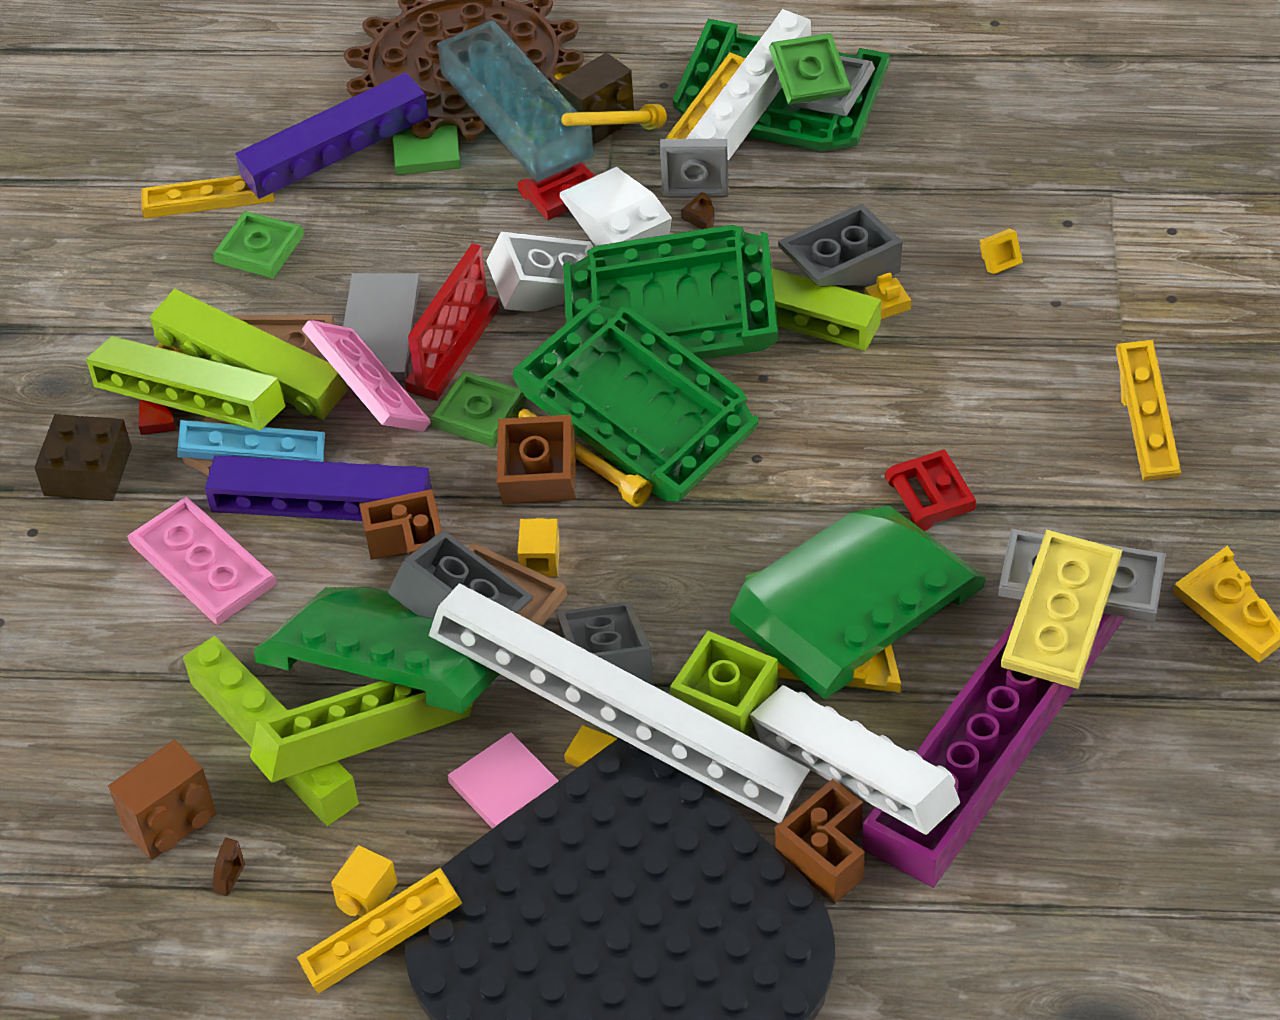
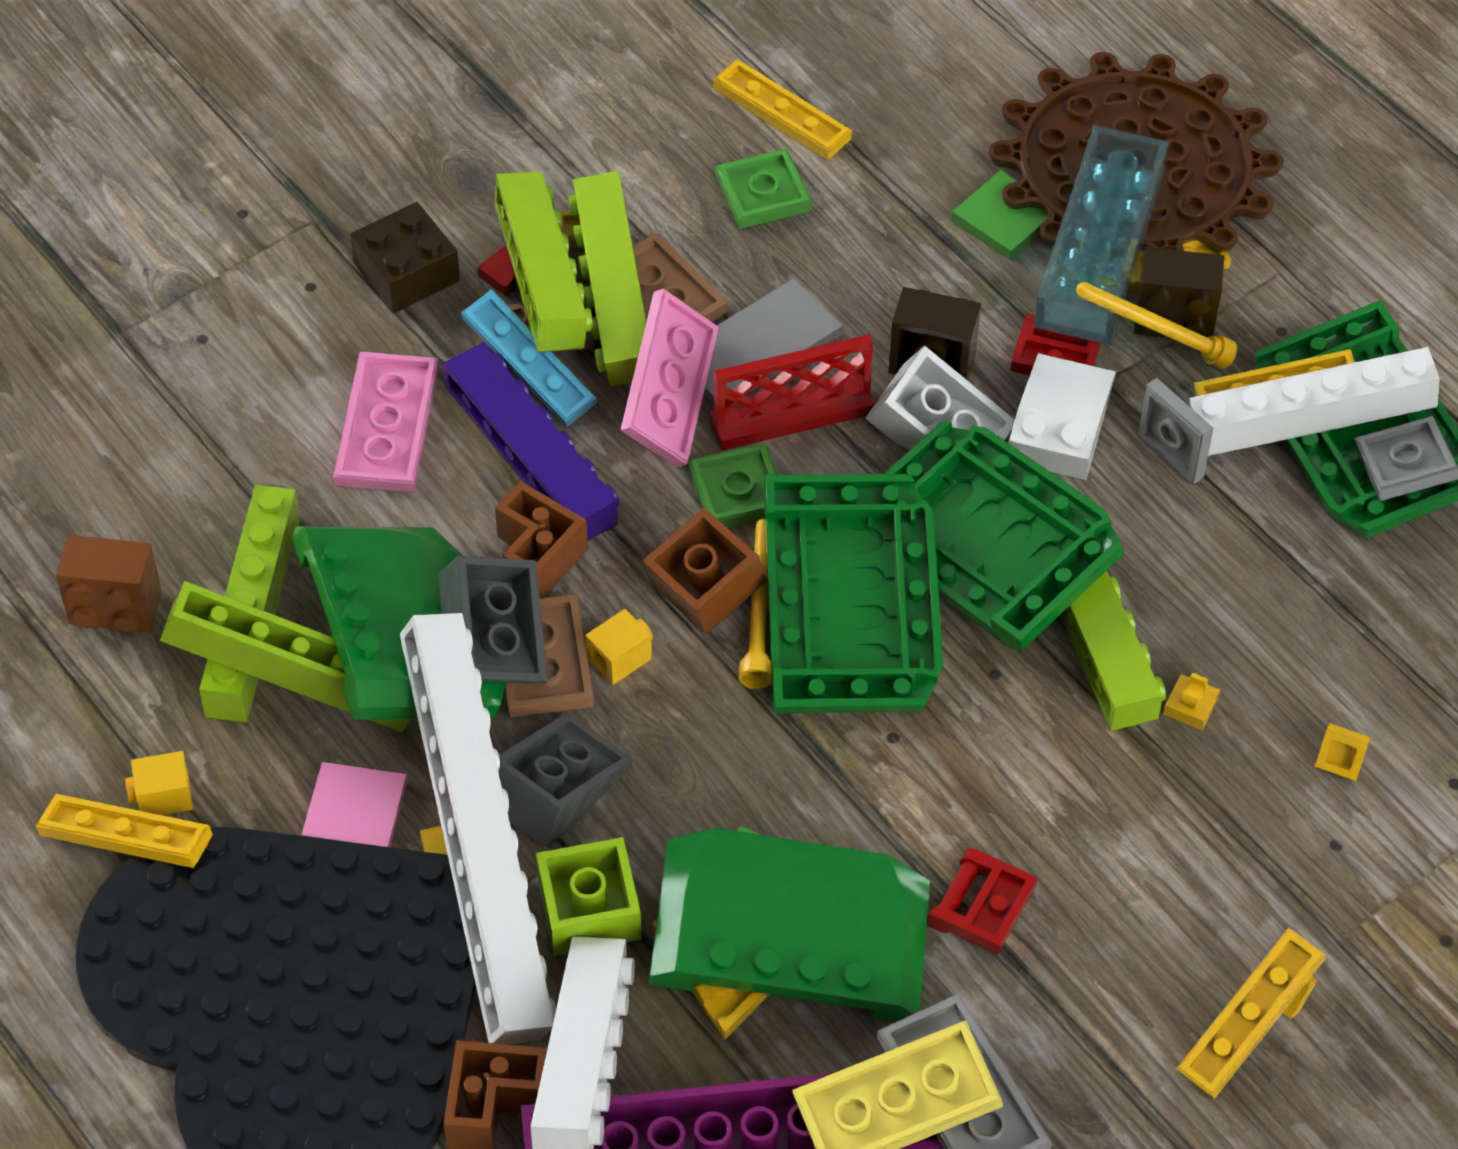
camera: 45 degrees right, 5 degrees up
(227, 866) = (98, 679): reddish brown tile -> none
(332, 135) = (926, 139): dark purple brick -> none
(485, 217) = (938, 322): none -> dark brown brick
(699, 212) = (1145, 477): reddish brown tile -> none
(809, 68) = (1380, 425): bright green tile -> none
(845, 249) = (1191, 621): dark grey slope -> none

